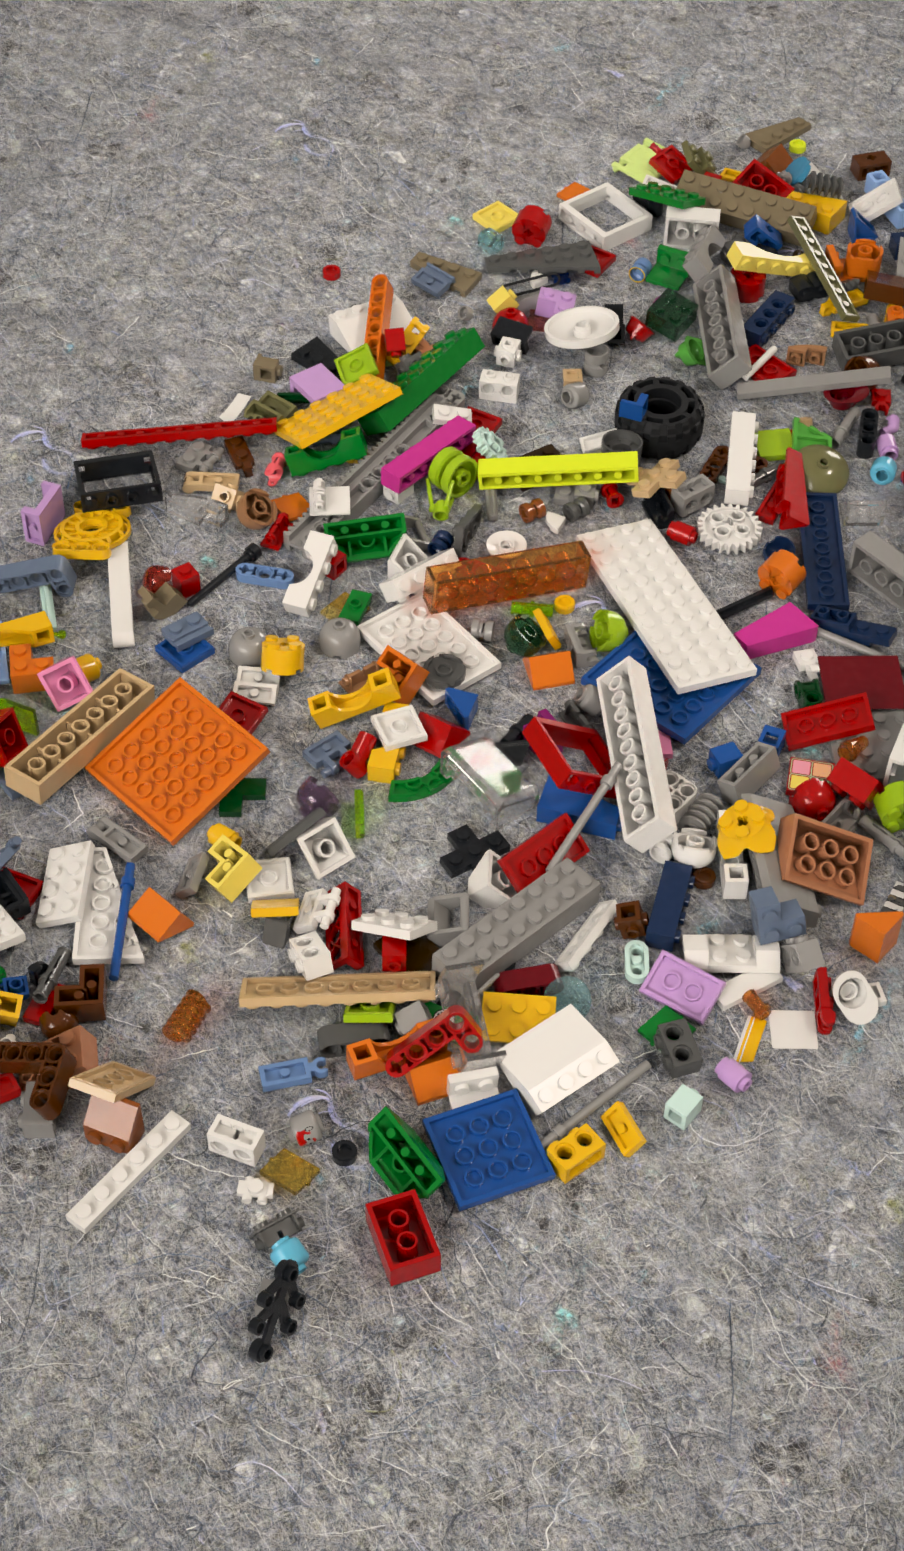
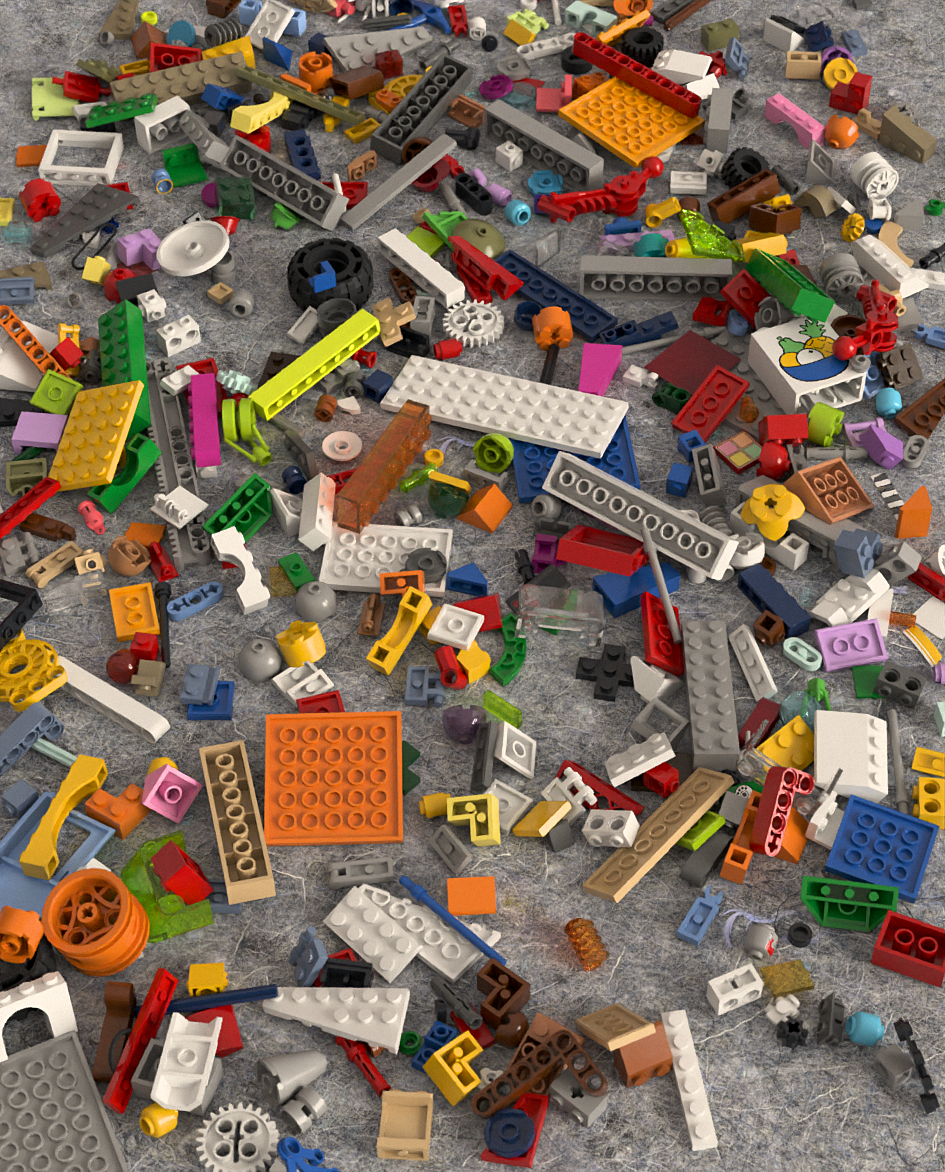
camera: 45 degrees left, 0 degrees up
(216, 551) = (134, 611): none -> light orange plate
(236, 1209) = (792, 1033): none -> black gear
(592, 520) = (377, 385): none -> dark blue brick
(608, 998) = (816, 688): none -> bright green plant

